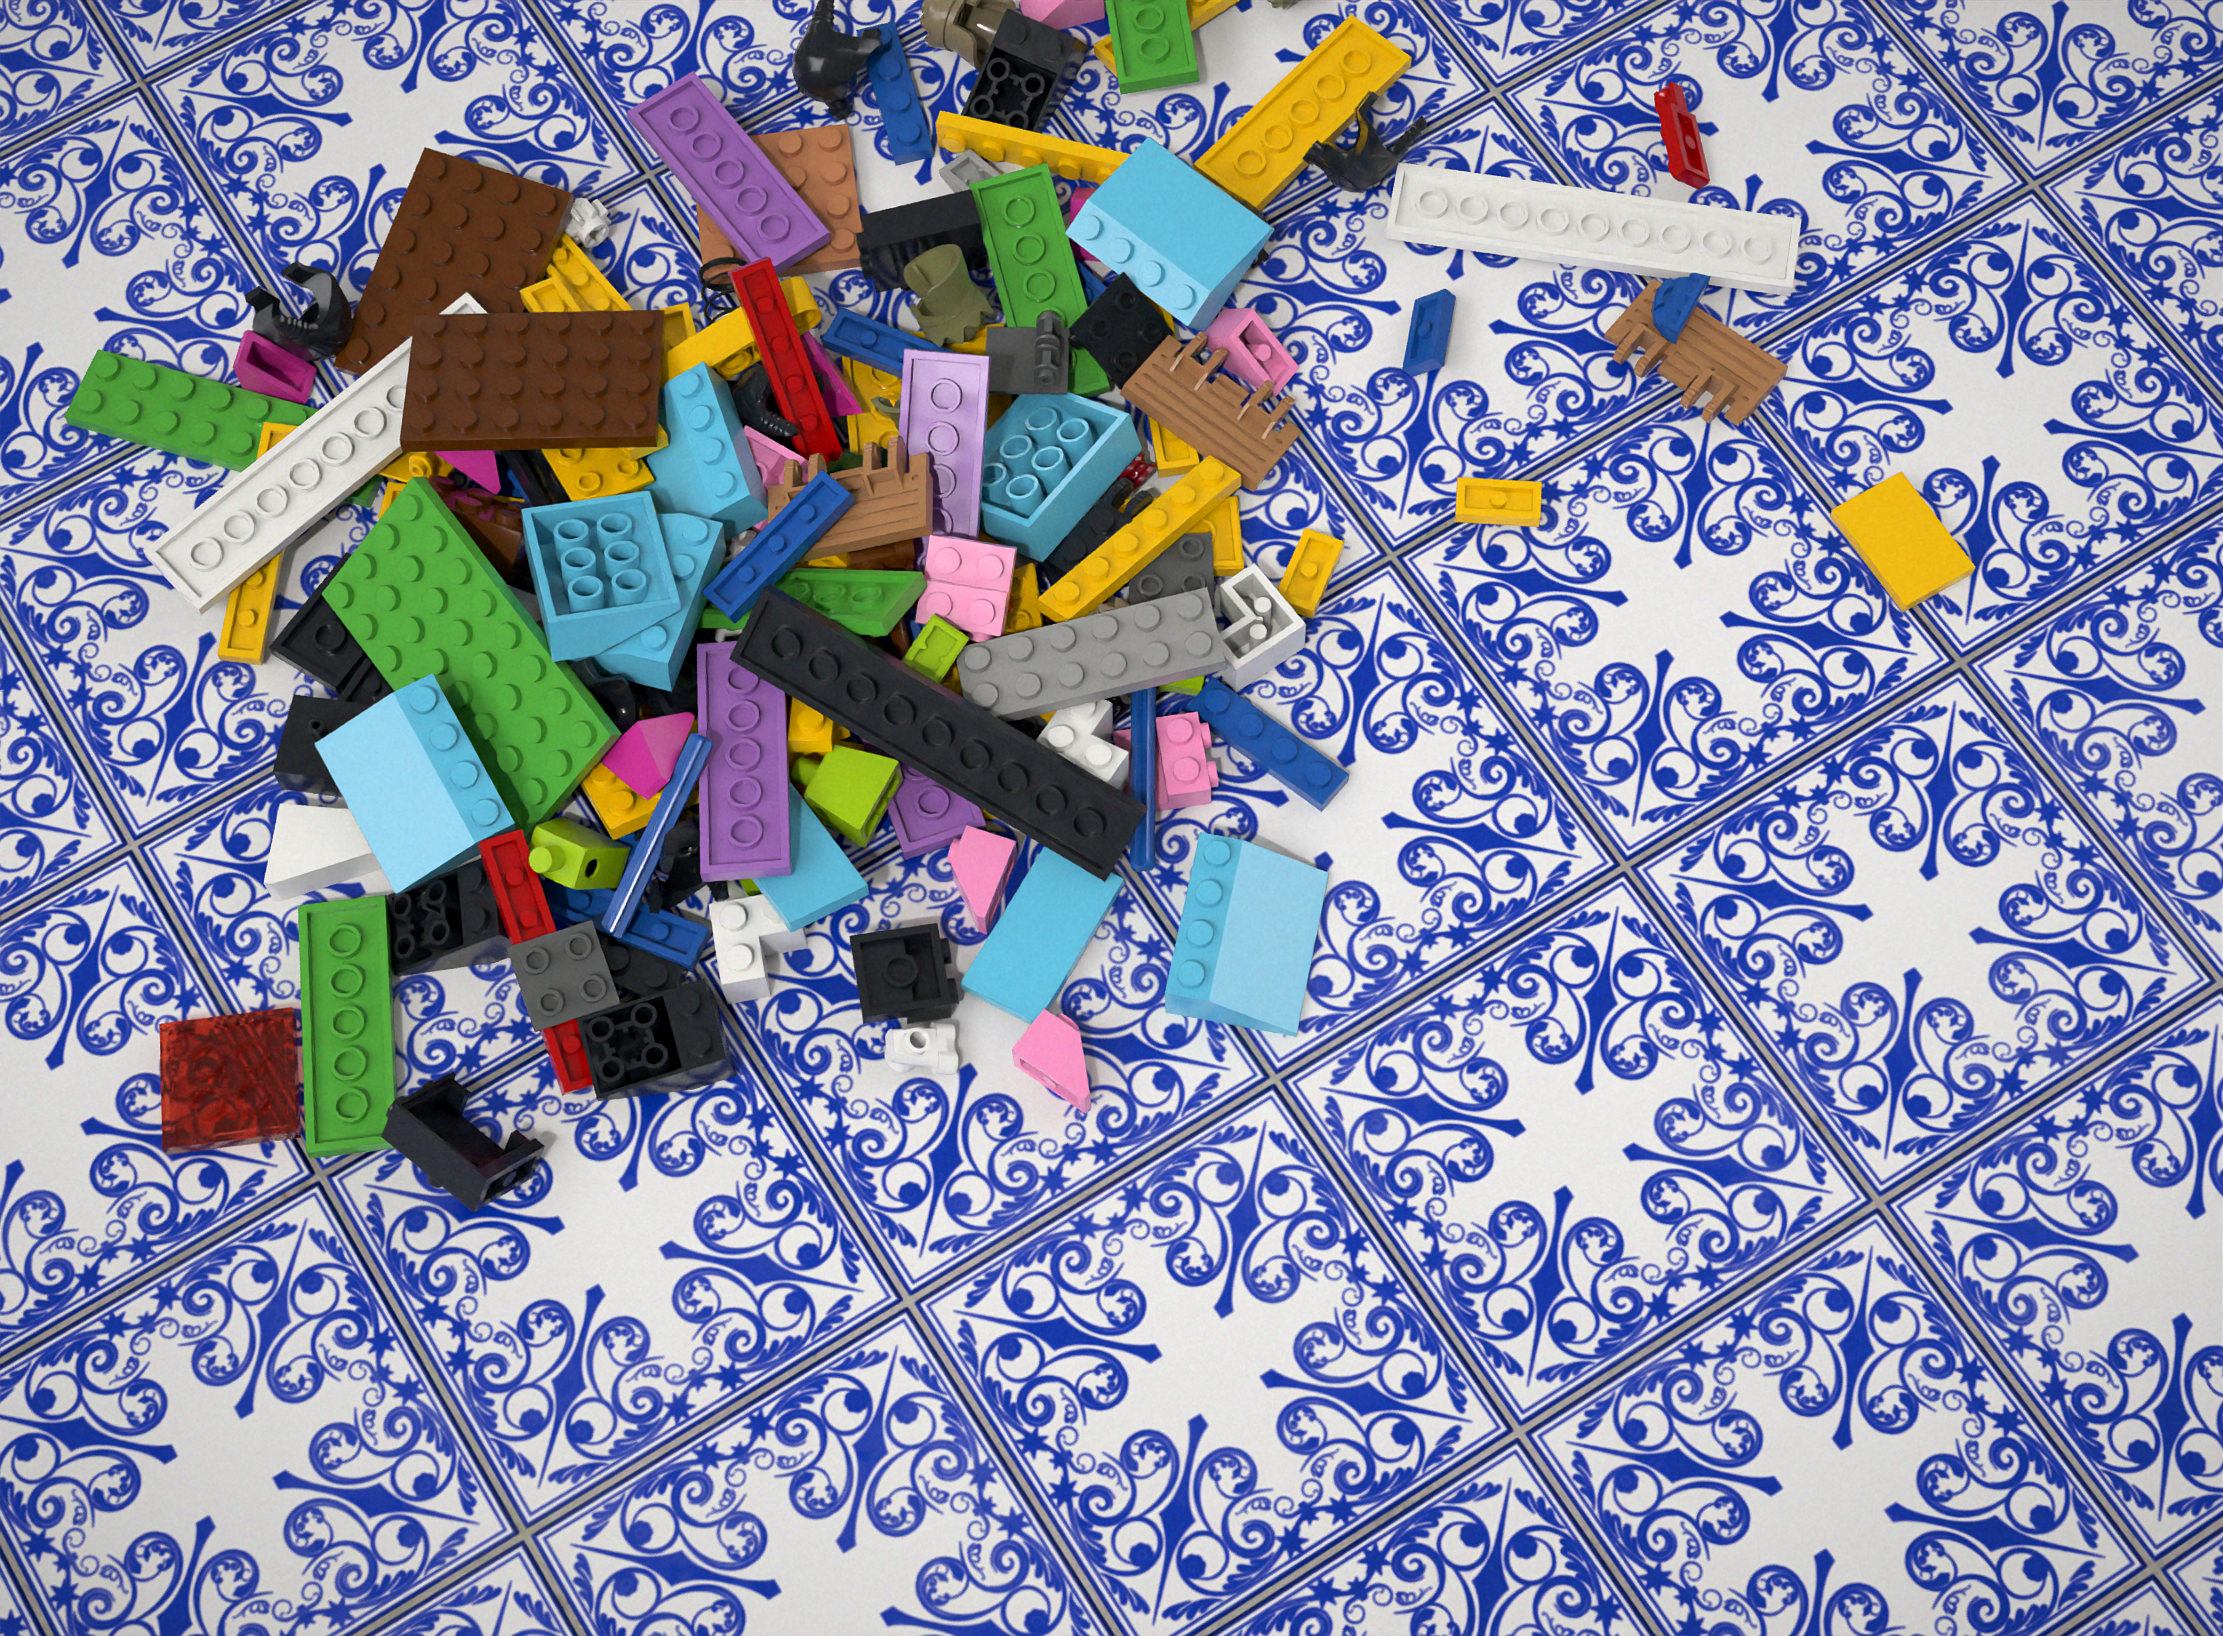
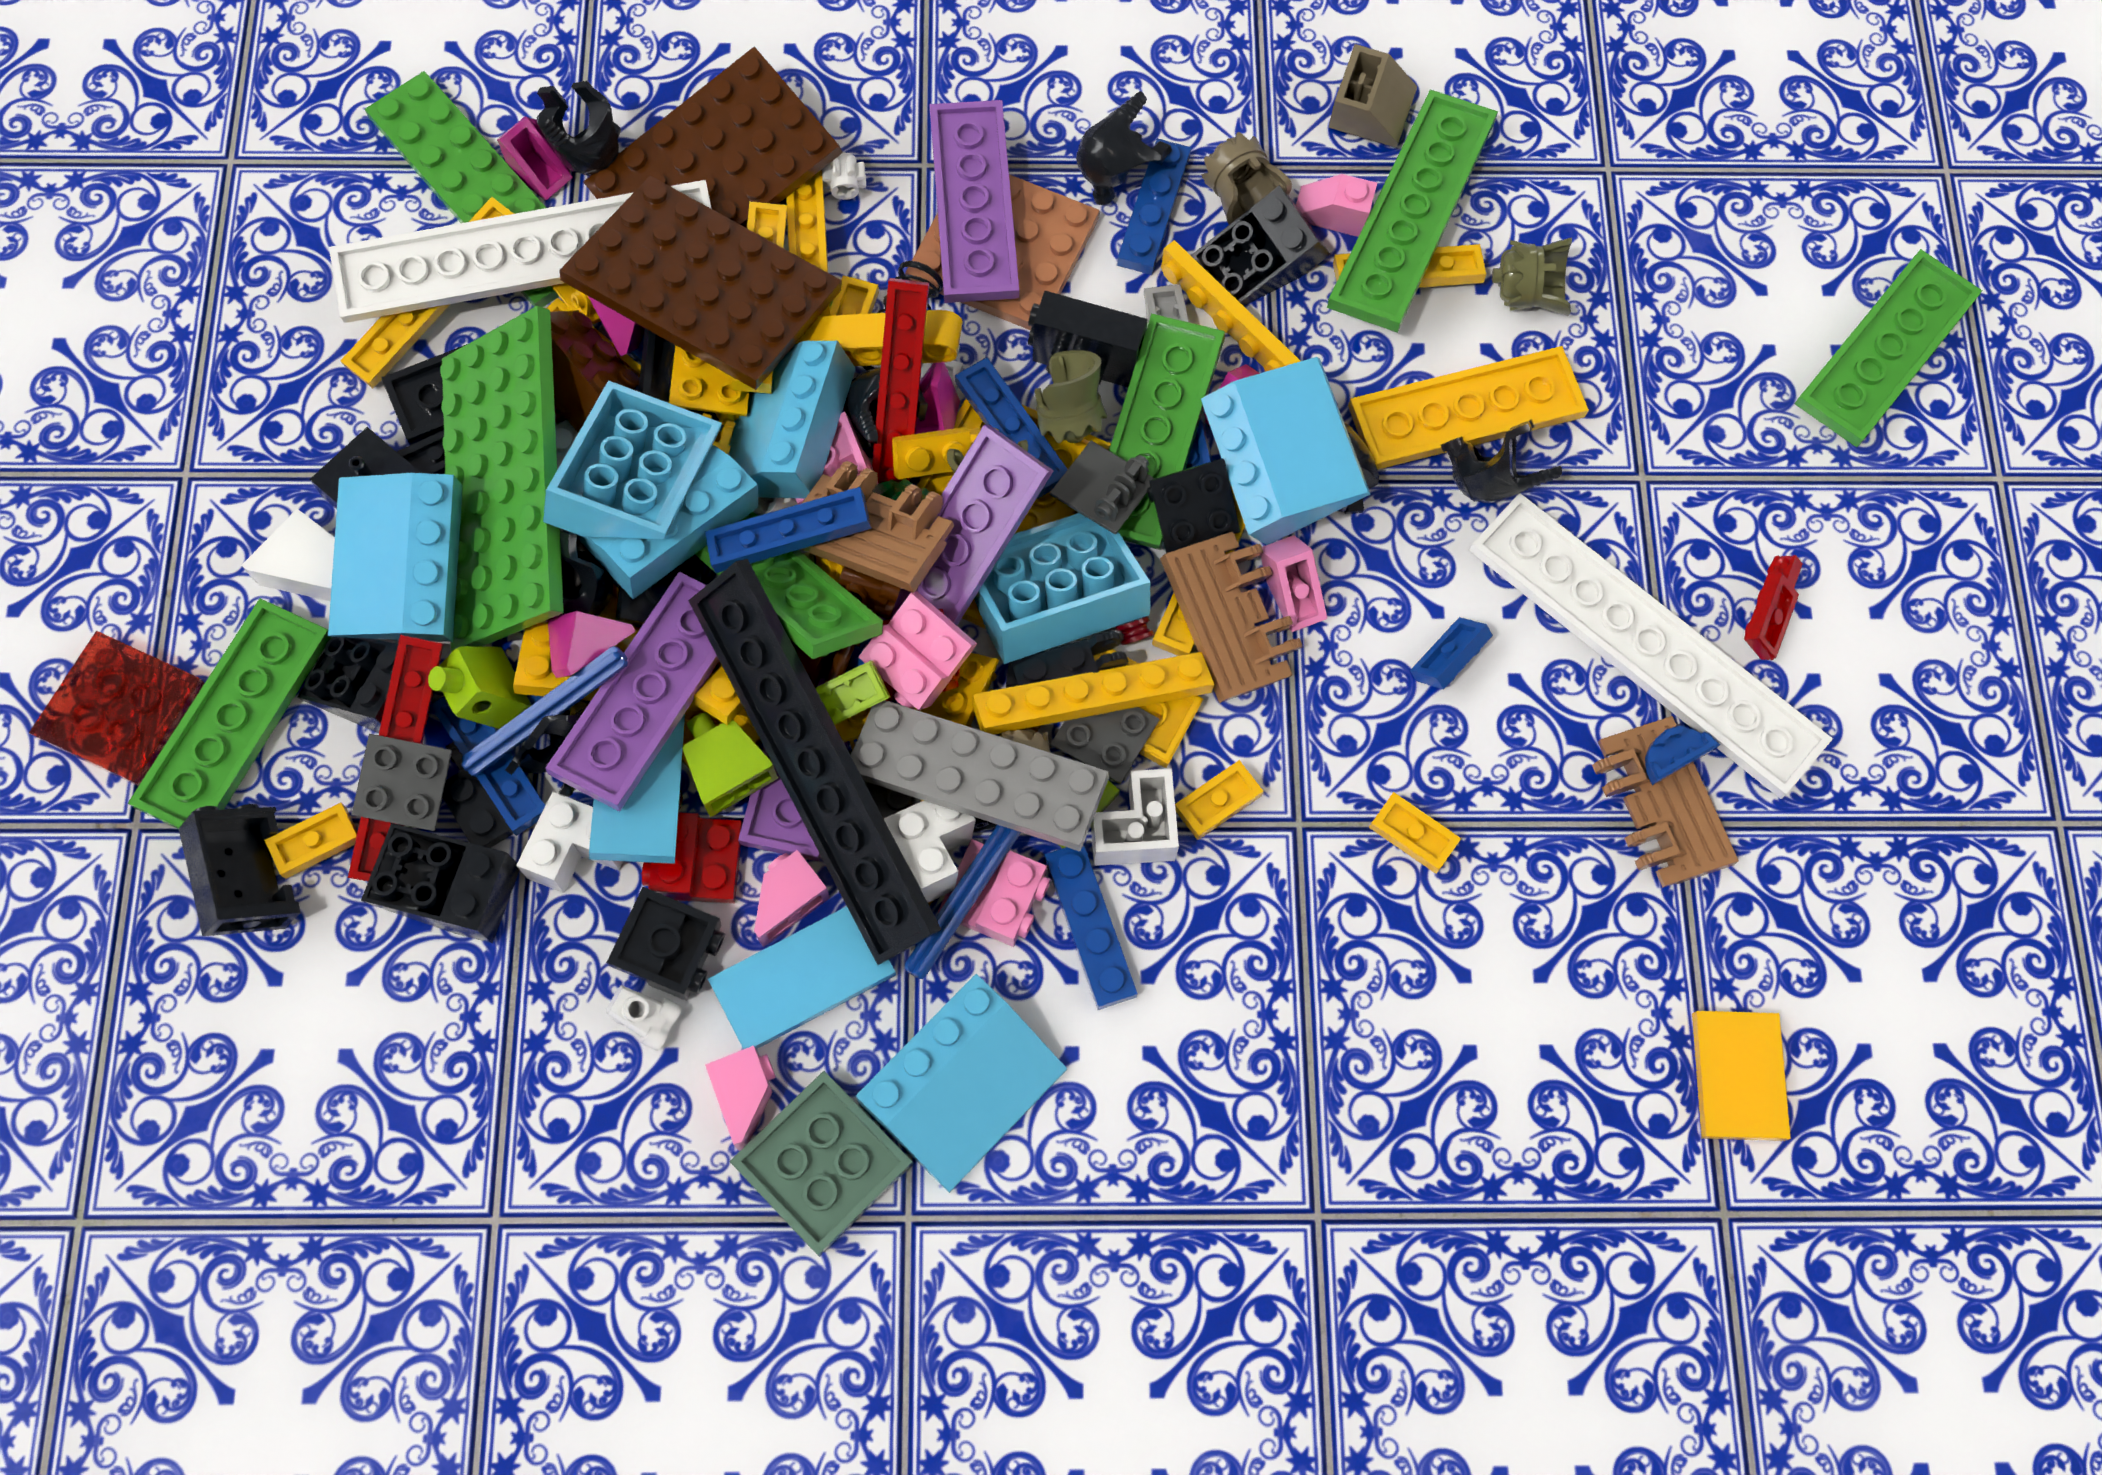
camera: 25 degrees right, 5 degrees up
(506, 1084) = (312, 840): none -> yellow plate
(853, 413) = (927, 452): none -> yellow hinge
(893, 898) = (704, 862): none -> red plate
(1168, 1074) = (821, 1163): none -> sand green plate

